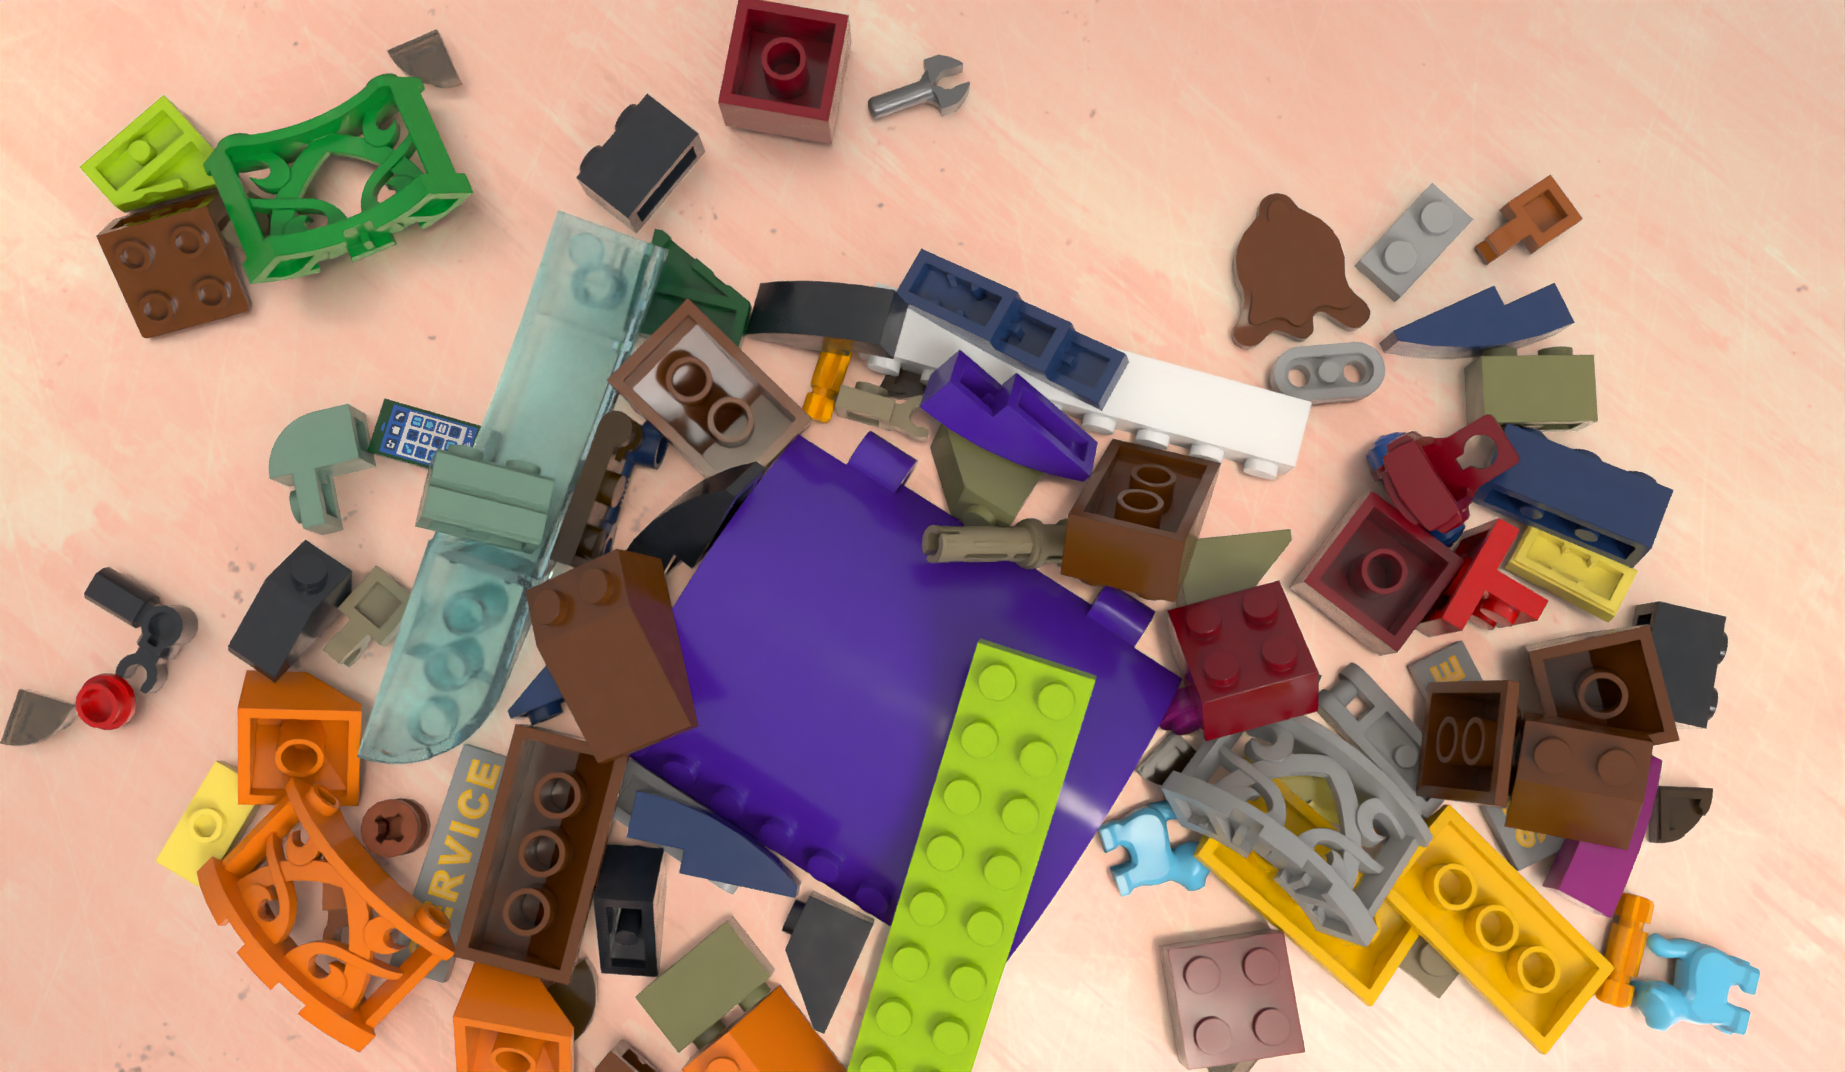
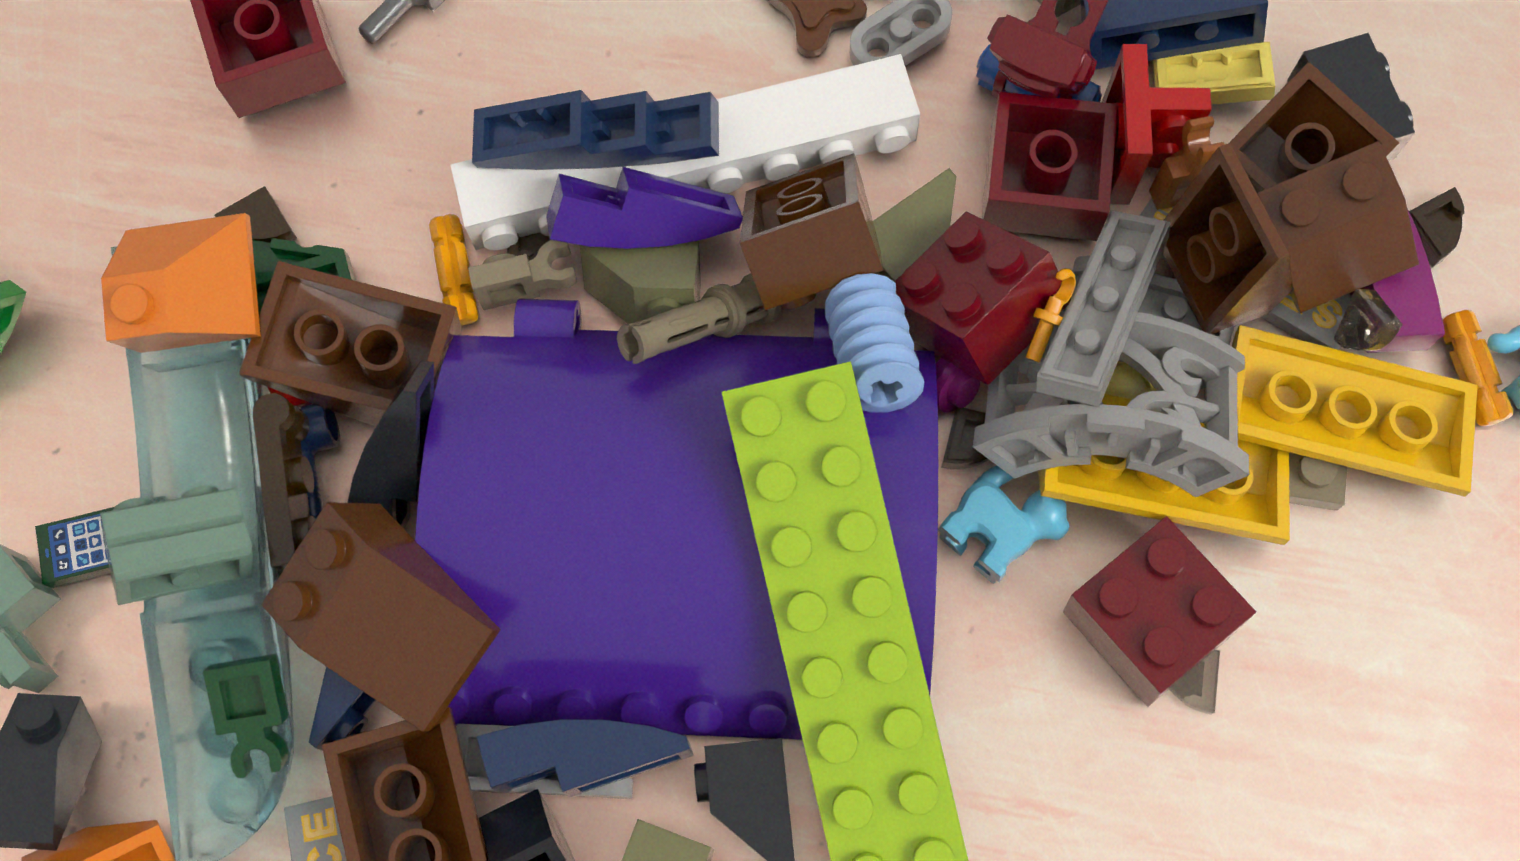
camera: 25 degrees left, 10 degrees down
(374, 612) = (124, 732): dark tan plate -> none
(477, 665) = (248, 701): none -> dark green plate
(599, 280) = (182, 285): none -> orange slope
(640, 162) = (174, 175): black brick -> none
(693, 229) = (264, 214): none -> dark brown tile
(828, 317) = (423, 216): black slope -> none
(1129, 656) = (874, 335): none -> light blue piece
(1289, 719) = (1050, 315): none -> light orange hand
(1339, 736) = (1103, 309): none -> light grey tile
(1492, 650) = (1183, 166): none -> dark orange plate
(1553, 869) = (1367, 323): none -> clear smoke tile

